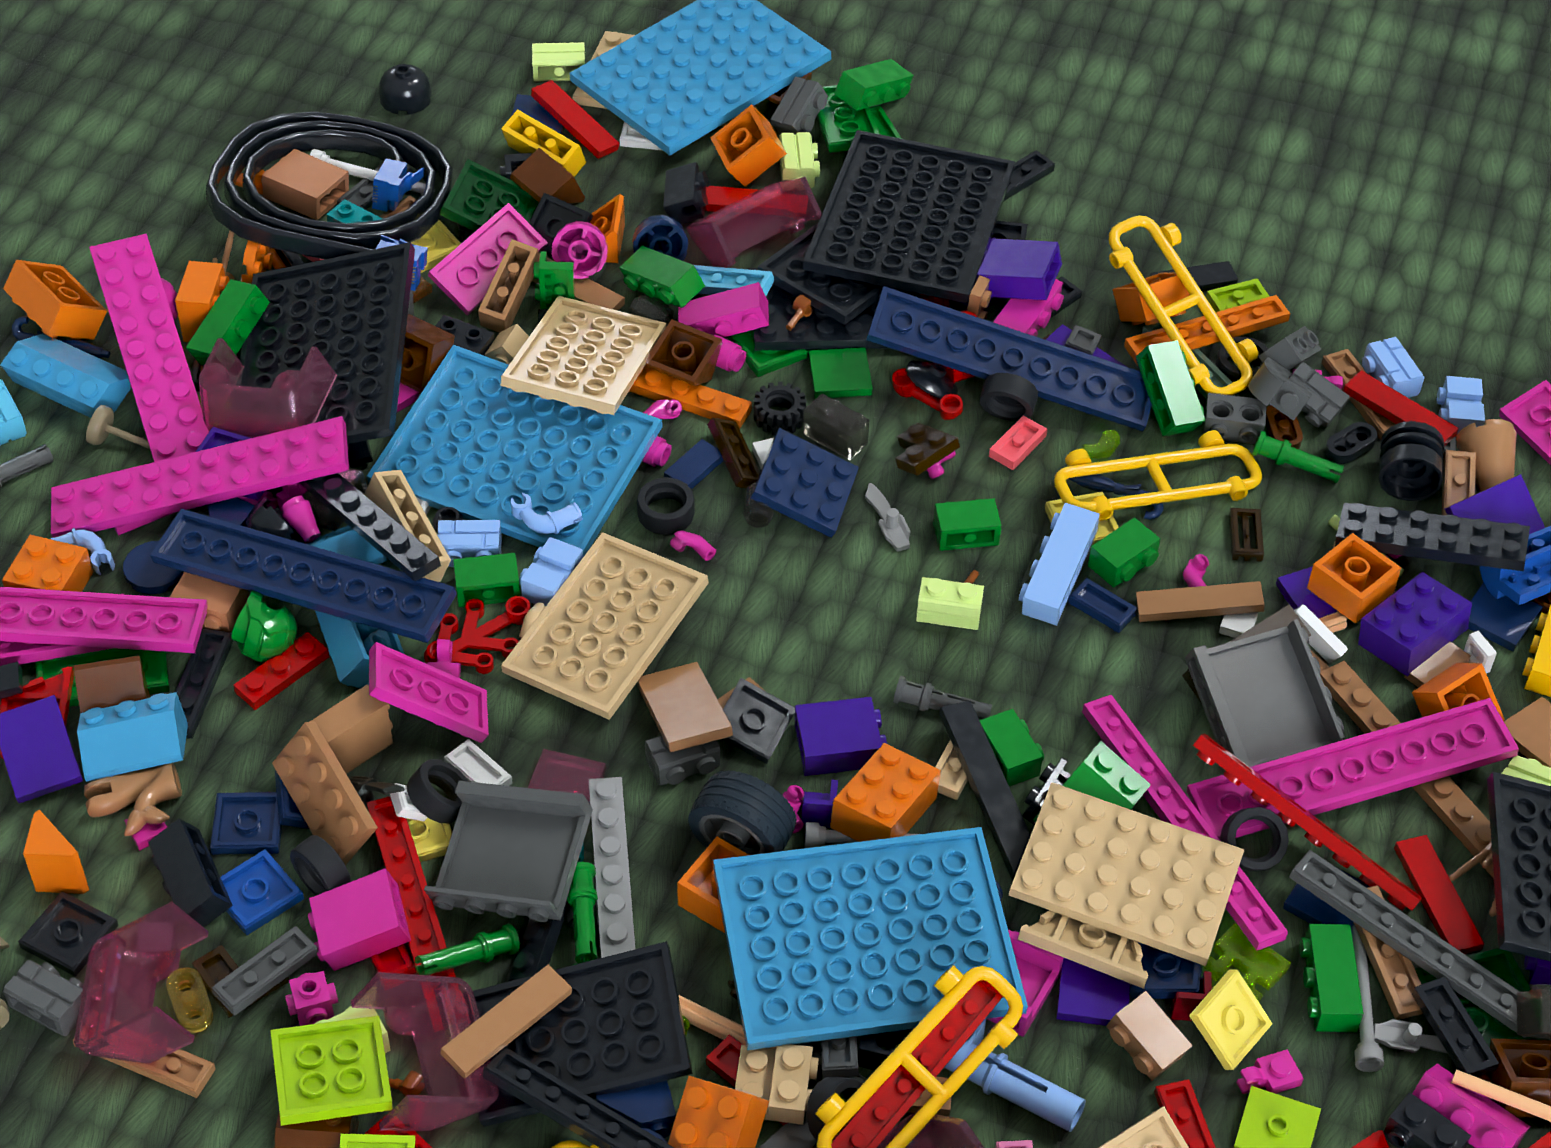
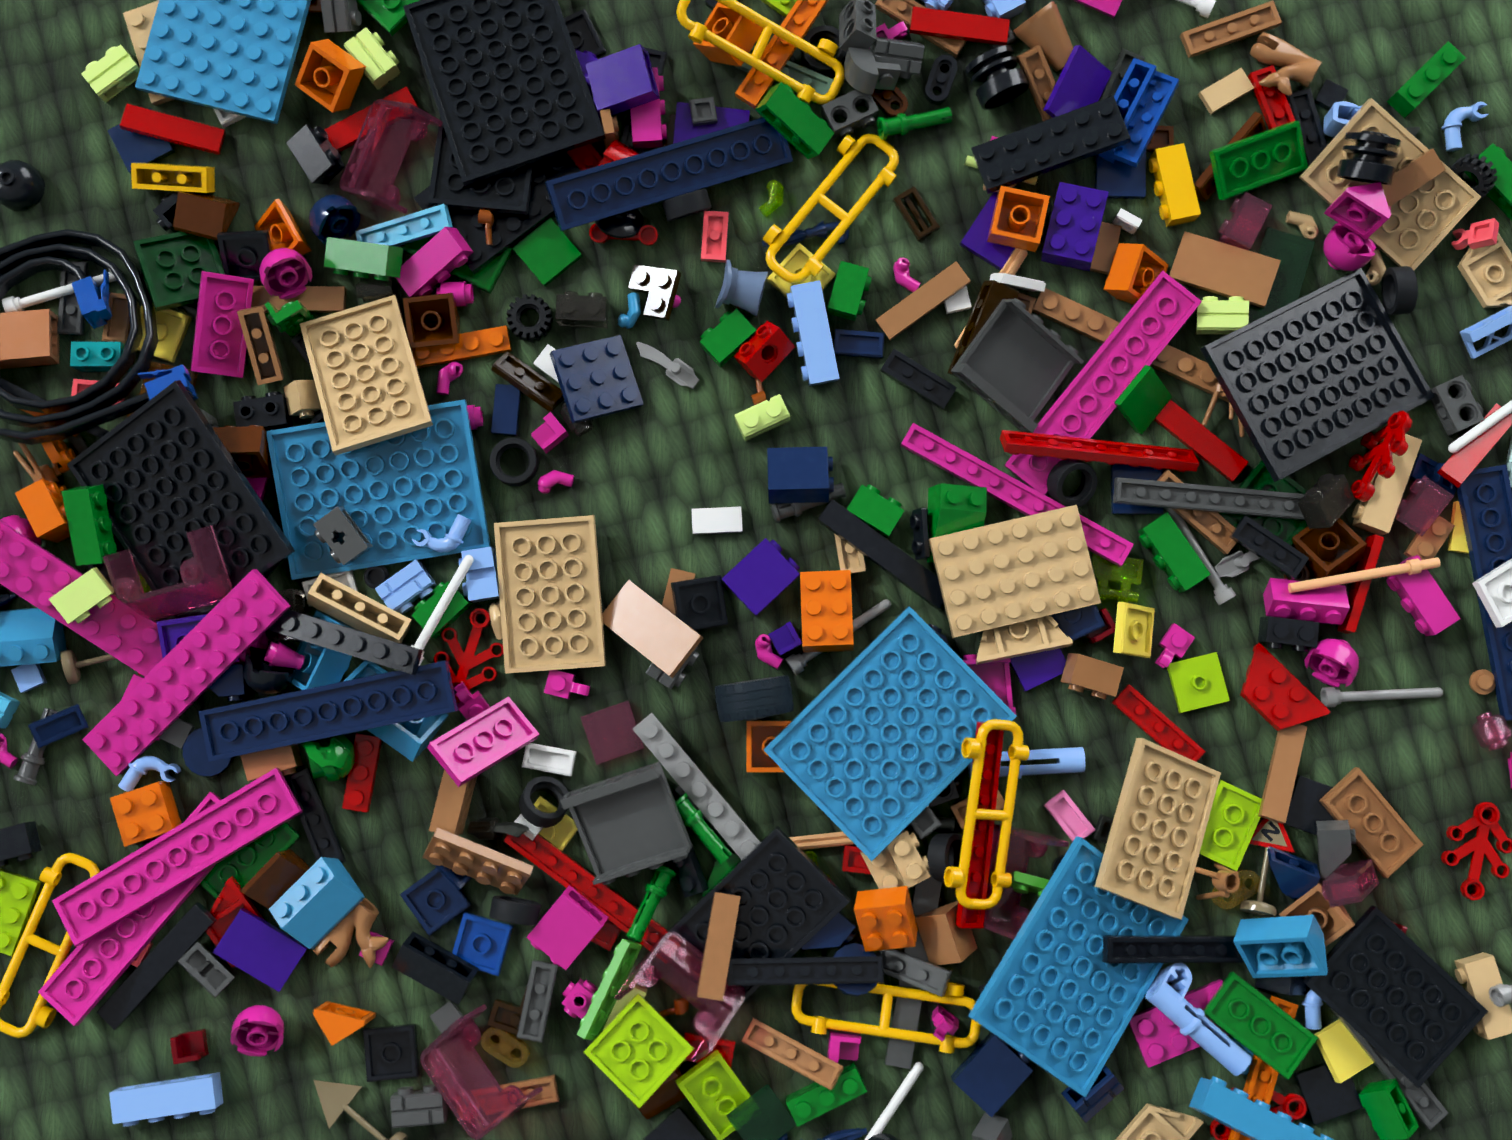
camera: 30 degrees left, 35 degrees up
(41, 462) = (58, 725): none -> dark blue tile
(55, 418) = (28, 677): none -> light blue tile
(140, 533) = (177, 733): none -> dark grey tile
(170, 358) = (82, 595): none -> yellowish green brick
(333, 999) = (613, 979): none -> bright green plate
(447, 459) = (338, 522): none -> dark grey brick
(497, 562) = (443, 604): none -> white piece
(551, 713) = (562, 684): none -> dark pink plate
(724, 507) = (549, 433): none -> dark pink panel
(831, 667) = (717, 520): none -> white tile
(886, 457) = (633, 313): none -> dark azure arm
(949, 665) = (799, 475): none -> dark blue brick
(1013, 488) = (742, 289): none -> sand blue hat
(1014, 549) = (762, 363): none -> red brick
(1145, 664) = (918, 379): none -> black plate
(1391, 809) = (1143, 399): none -> green tile

